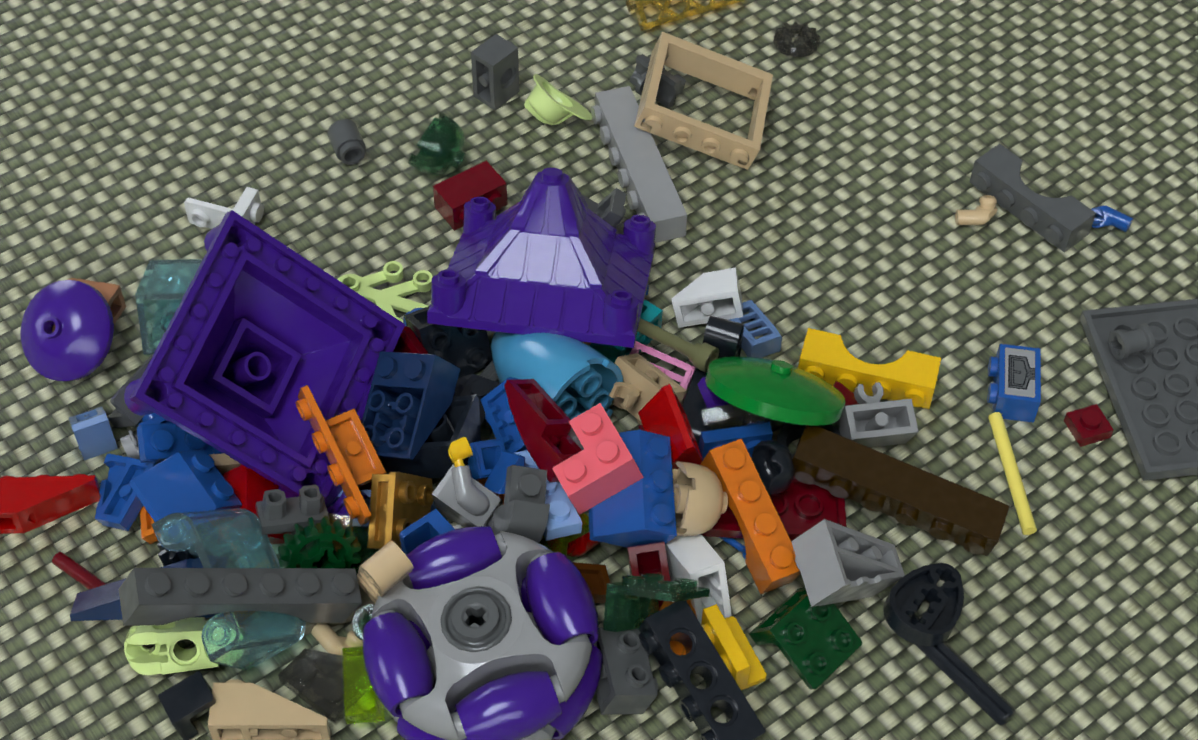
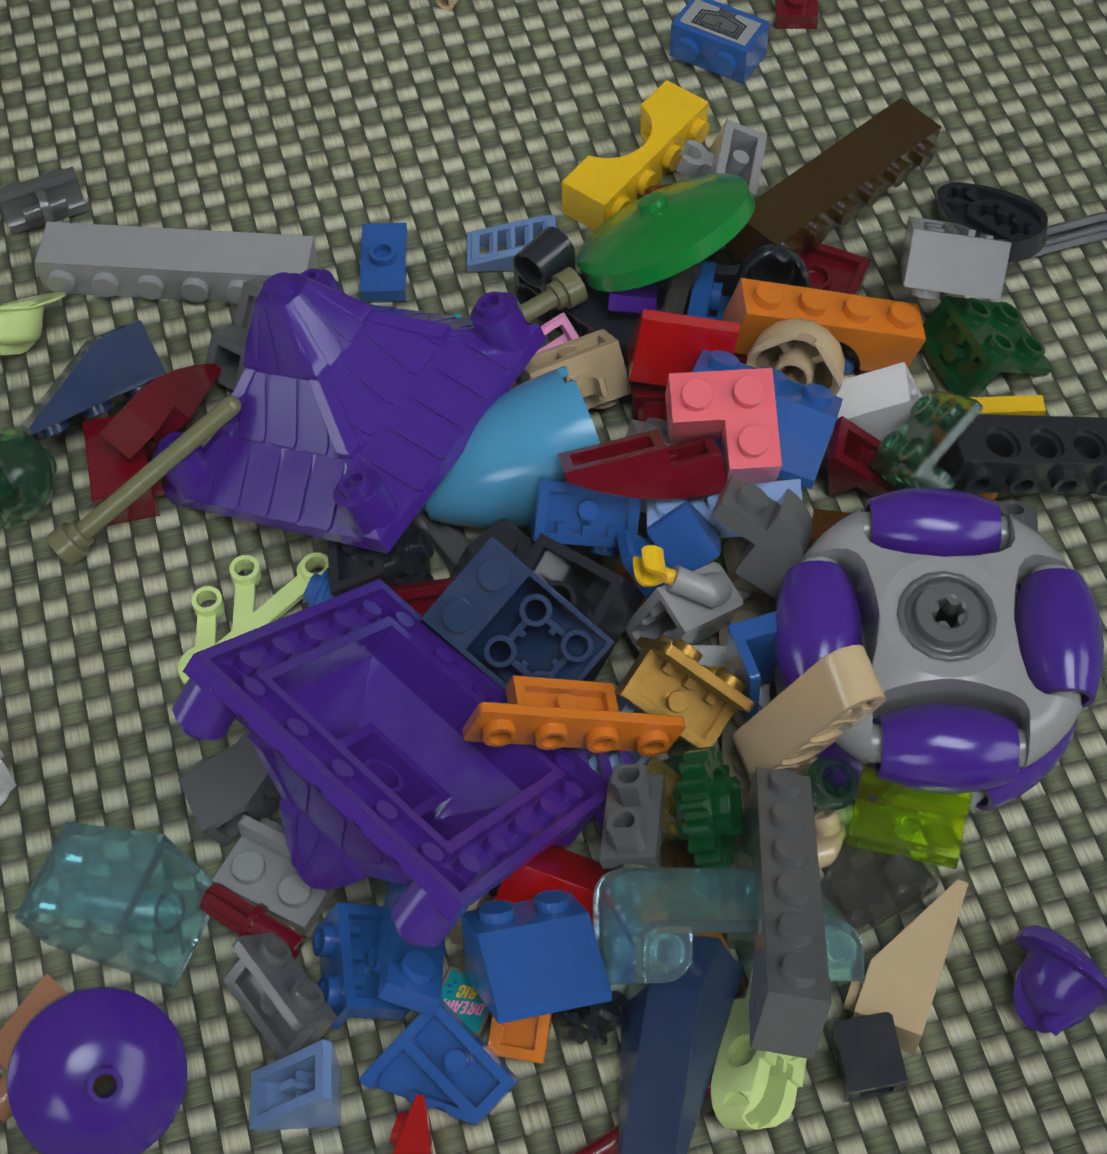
camera: 65 degrees left, 5 degrees up
(130, 445) = (364, 1036): light grey plate -> none
(410, 193) = (73, 539): none -> olive piece
(504, 184) = (160, 407): none -> dark red slope
(518, 152) = (100, 370): none -> dark blue slope
(690, 266) = (383, 262): none -> blue plate
(709, 295) = (458, 259): white slope -> none
(713, 69) = (41, 147): tan window -> none
(802, 46) = (50, 51): clear smoke gear -> none
(1012, 474) = (821, 91): light yellow bar -> none

